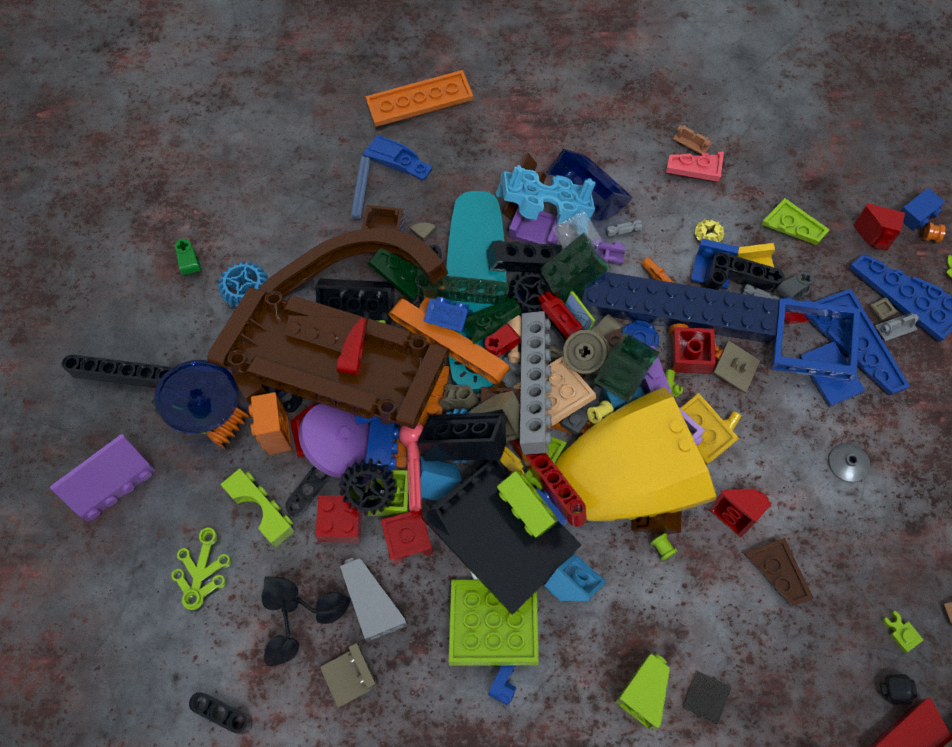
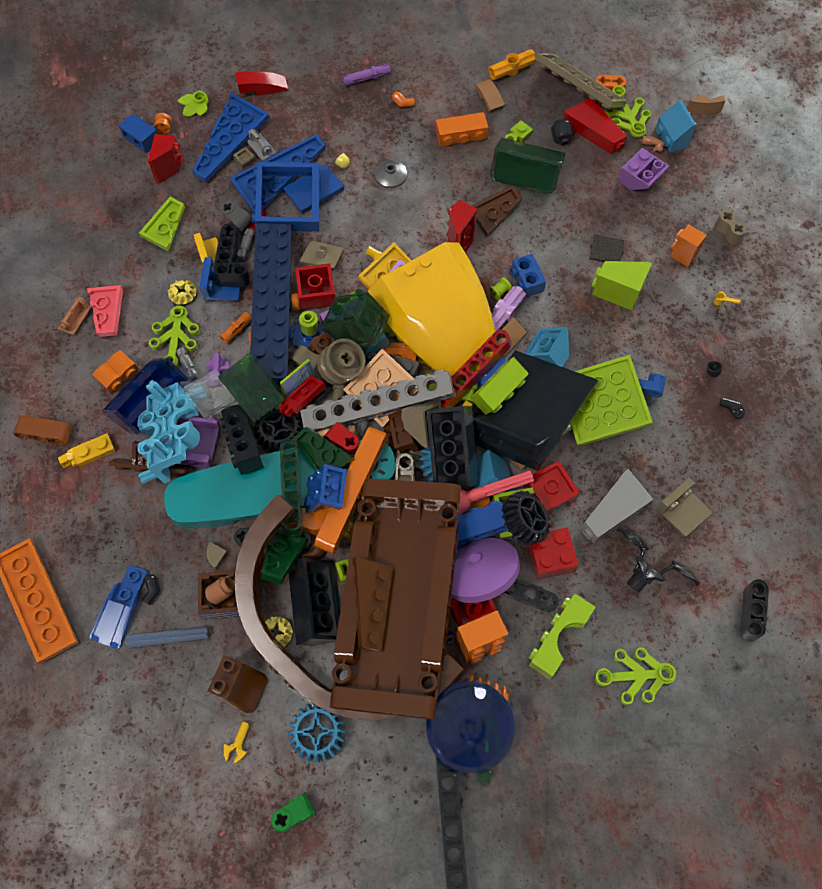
camera: 105 degrees left, 0 degrees up
(103, 478) = (583, 801): medium lavender slope -> none
(256, 228) = (237, 744): none -> yellow bar
(301, 228) = (237, 685): none -> reddish brown hips
(343, 274) = (283, 626): none -> light yellow gear
(351, 354) = (391, 564): red piece -> none
(383, 220) = (220, 590): none -> nougat brick
(407, 180) = (153, 588): none -> black arm
(546, 142) = (88, 452): none -> yellow hinge
(574, 110) = (42, 430): none -> dark orange beam
(598, 413) = (391, 344): light yellow bush -> none
(599, 542) = (515, 332): none -> medium nougat slope
(623, 167) = (115, 372): none -> orange brick
(635, 545) = (506, 308): none -> lavender piece
(645, 333) = (309, 323): none -> lime brick
(658, 220) = (175, 333): none -> lime plant
(679, 588) = (531, 274): none -> blue brick
(845, 625) = (526, 166): none -> clear green windscreen
(868, 409) = (342, 161): none -> light yellow hinge
(910, 558) = (461, 129): none -> orange brick

